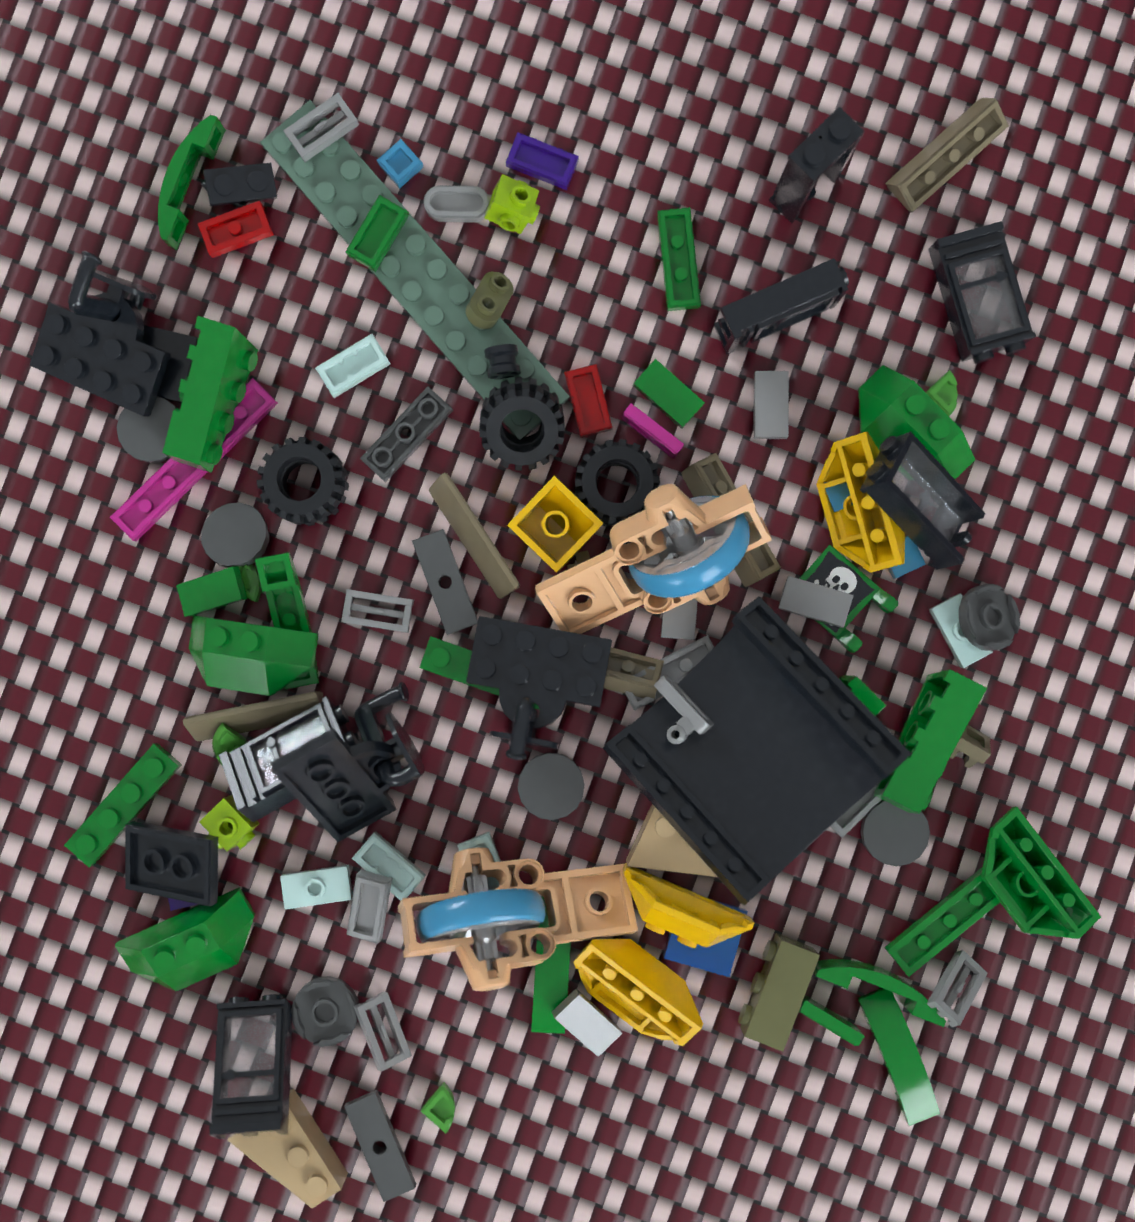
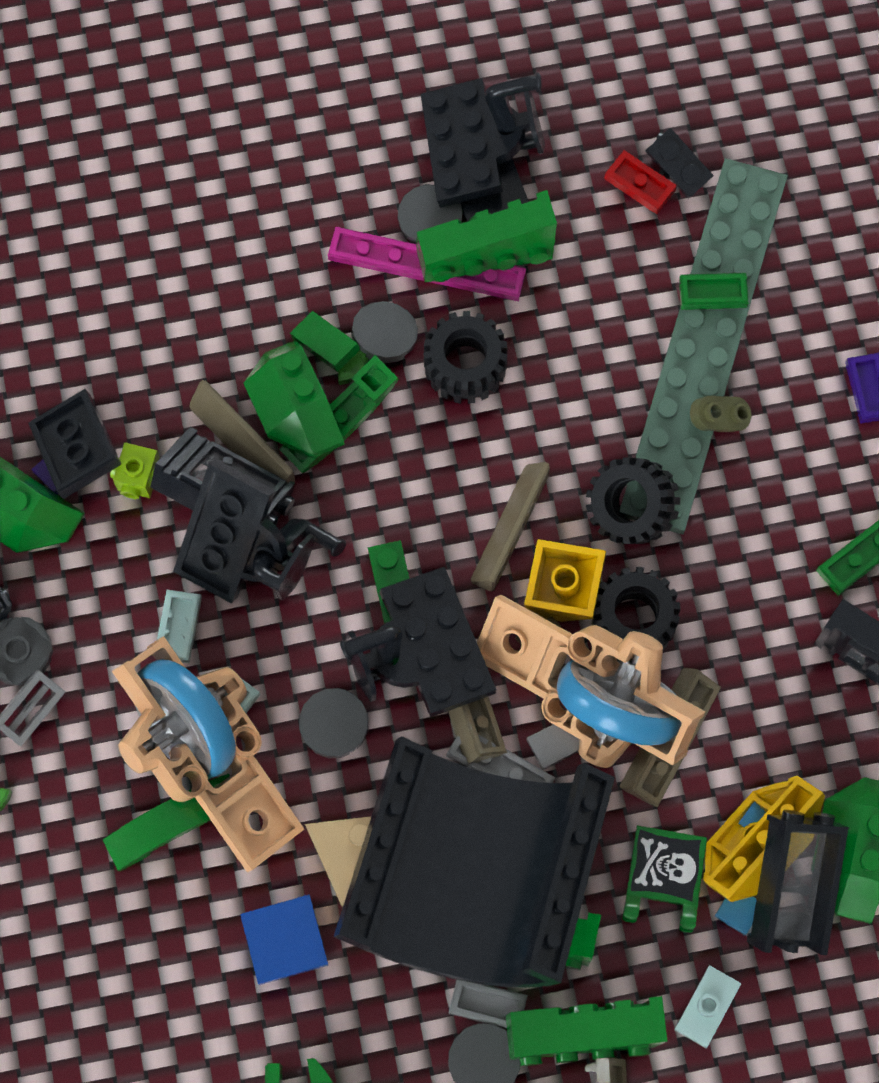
camera: 60 degrees right, 15 degrees down
(123, 805) = (99, 379): green plate -> none
(201, 141) = (693, 113): green slope -> none
(226, 740) = (206, 425): bright green tile -> none
(316, 887) = (123, 577): light aqua plate -> none
(329, 137) = (767, 201): light grey tile -> none
(352, 365) = (590, 340): light aqua plate -> none
(369, 906) = (133, 629): light grey tile -> none
(400, 163) = (786, 276): dark azure tile -> none
(406, 615) = (404, 511): light grey tile -> none
(422, 419) = (582, 420): dark grey tile -> none
(438, 562) = (467, 509): dark grey tile -> none
(456, 203) = (784, 341): light grey tile -> none
(502, 361) = (674, 453): black wheel -> none
(512, 204) = (813, 383): lime brick -> none
(586, 1022) = (140, 880): tile -> none
(588, 401) = (691, 550): red tile -> none
(639, 989) = (199, 903): yellow wedge -> none
(652, 431) = (701, 618): dark pink tile -> none
(668, 393) = (744, 614): green tile -> none
(683, 912) = (292, 897): yellow wedge -> none
(693, 716) = (472, 800): light grey piece -> none
(771, 404) = (795, 708): light grey tile -> none
(778, 991) = (271, 1038): olive brick -> none
(815, 601) = (646, 853): light grey tile -> none
(989, 617) = (736, 1021): dark grey tile -> none

